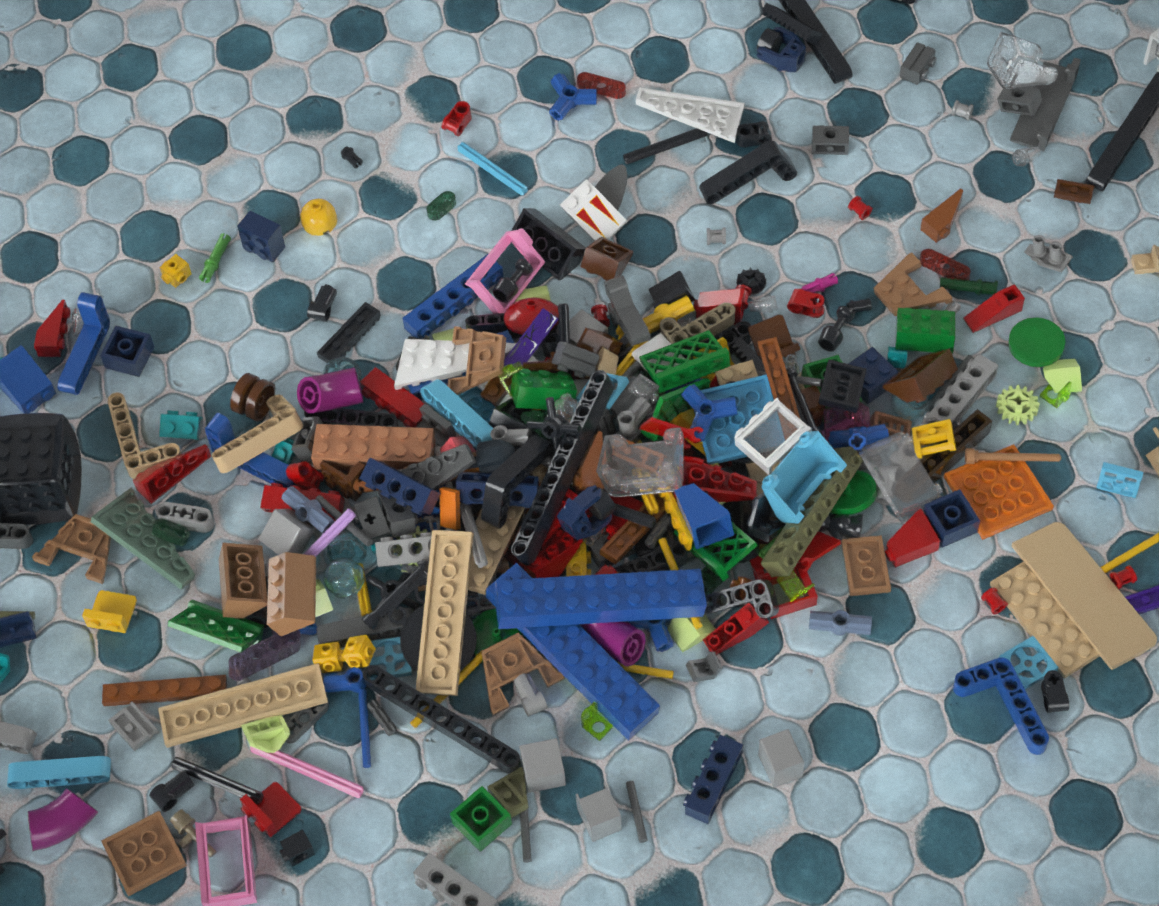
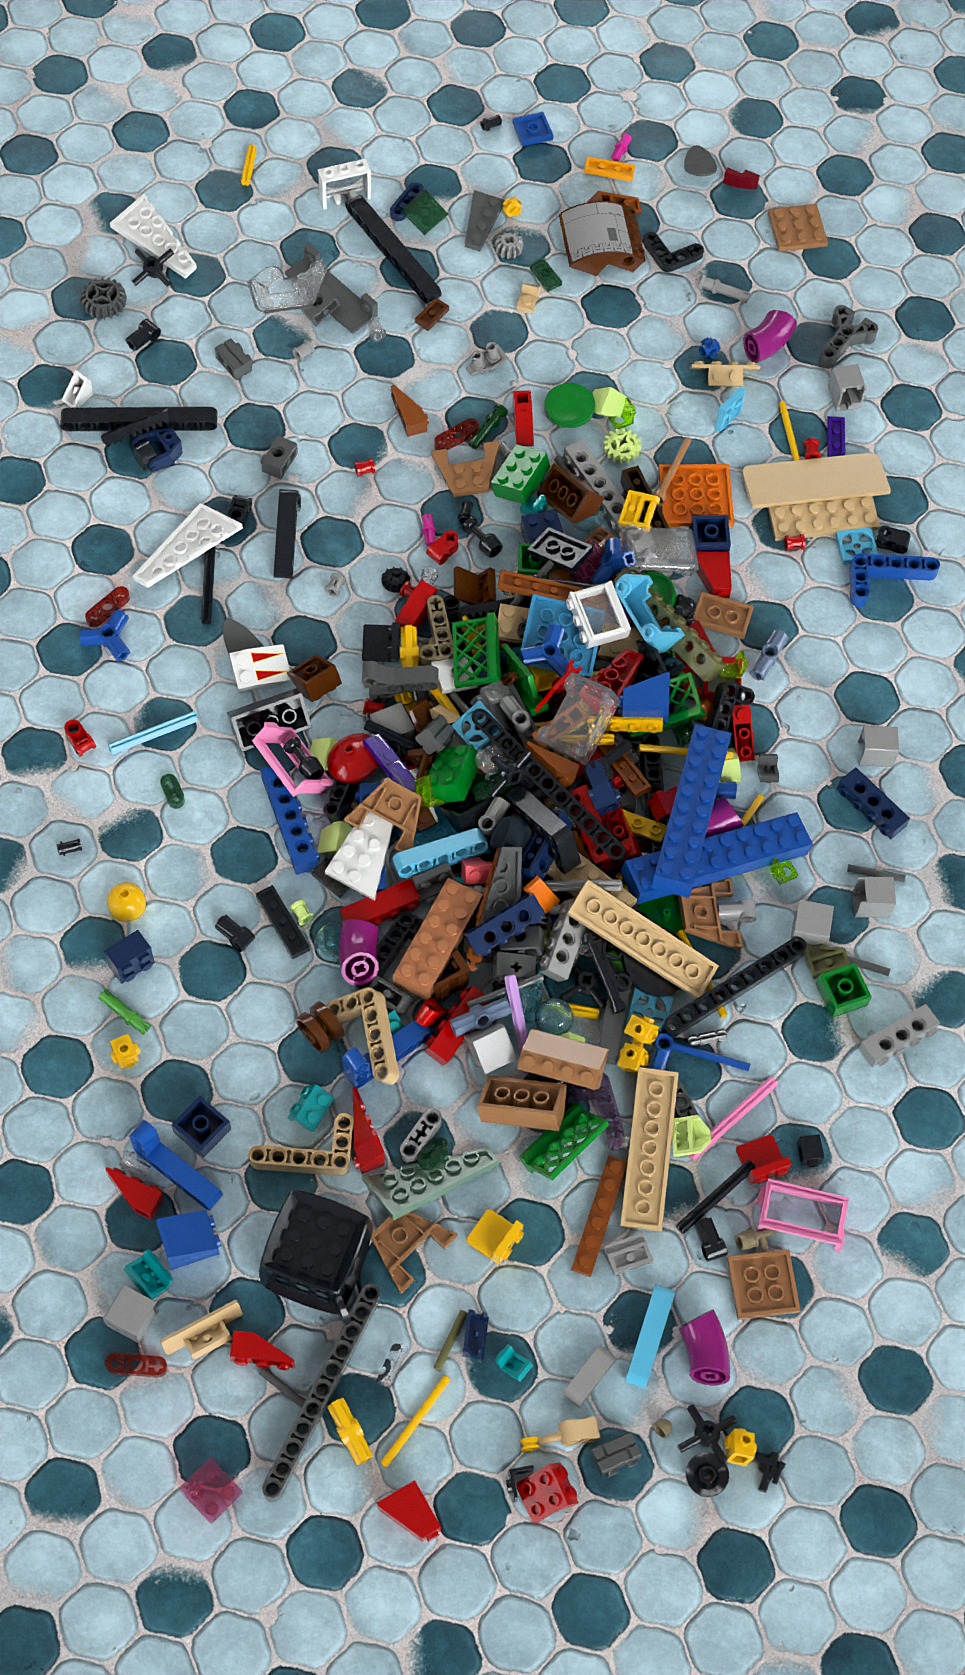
camera: 75 degrees left, 5 degrees up
(364, 344) = (301, 912): none -> yellowish green bush

